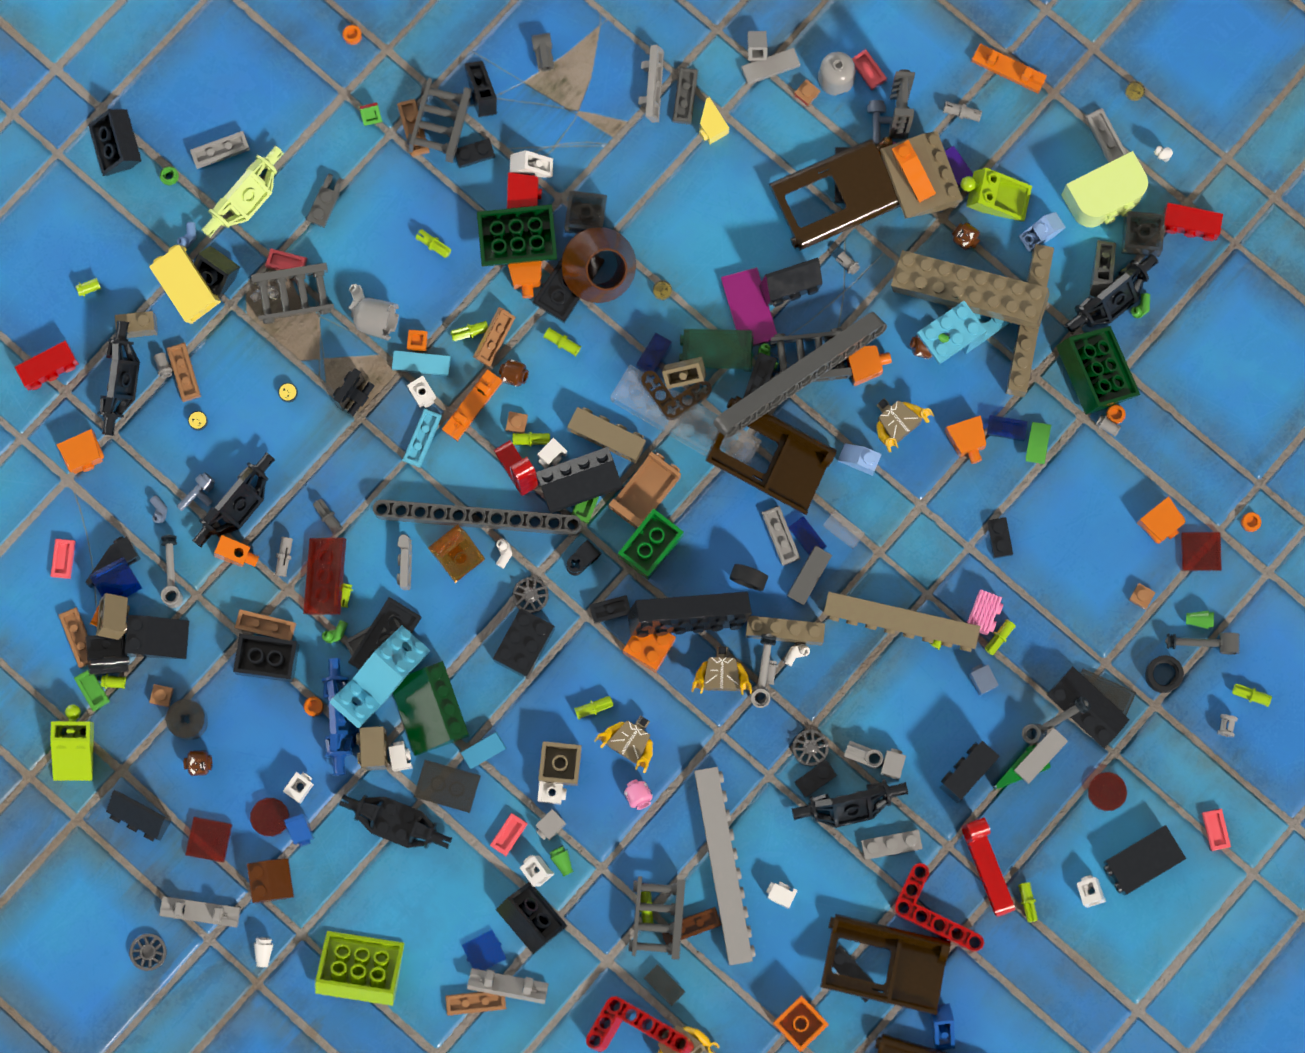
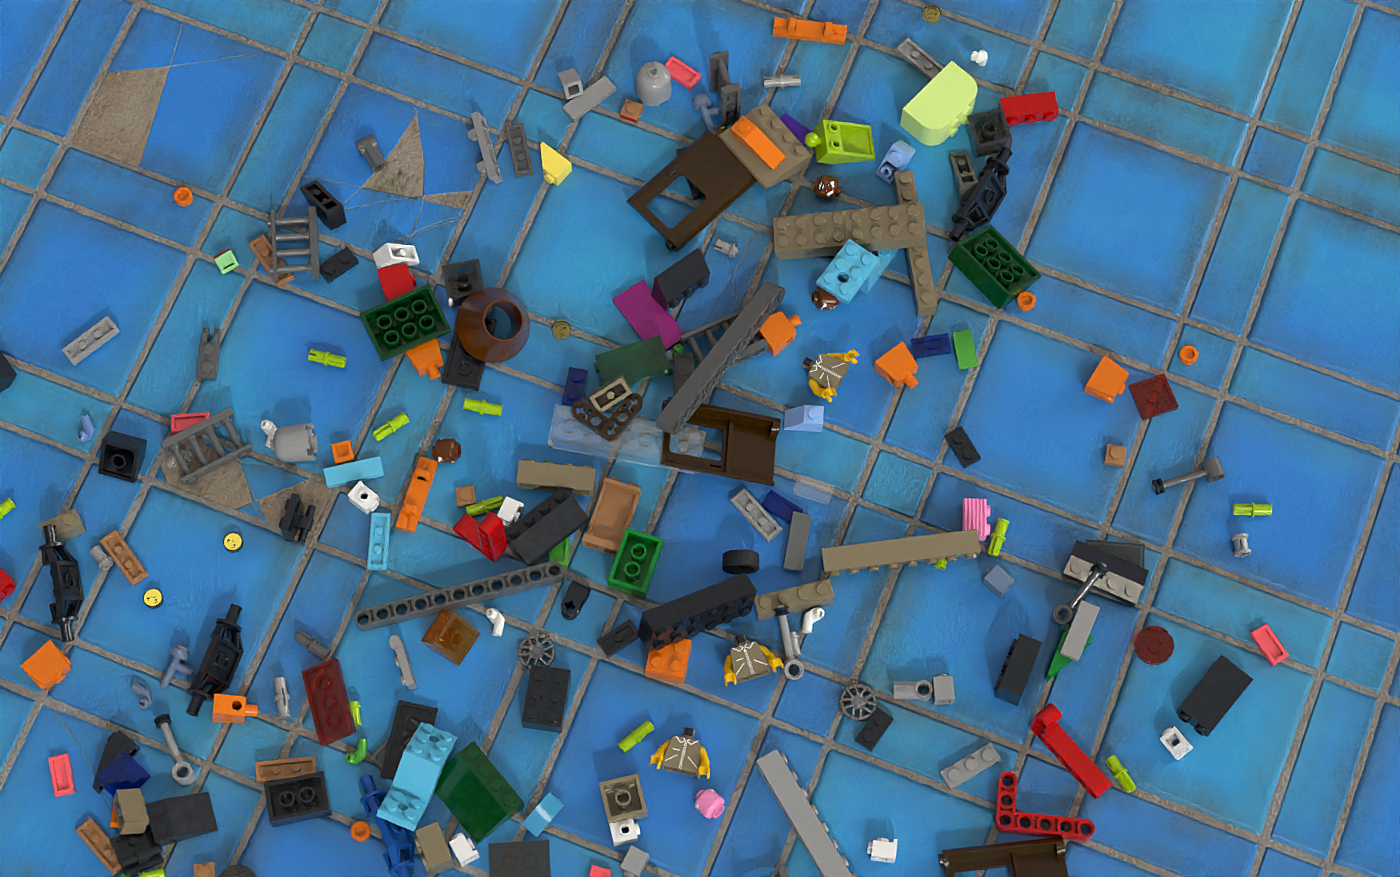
camera: 20 degrees left, 10 degrees down
(169, 170) = (46, 376): bright green plate -> none
(184, 284) = (97, 474): light yellow panel -> none
(246, 194) = (129, 373): yellowish green plate -> none
(494, 336) = (416, 424): medium nougat tile -> none
(851, 807) = (917, 743): black plate -> none
(1108, 425) = (1023, 312): light grey pin -> none
(1143, 308) = (1013, 199): bright green arm -> none
(1178, 670) = (1167, 504): black tyre -> none
(1201, 619) = (1177, 457): bright green cone -> none

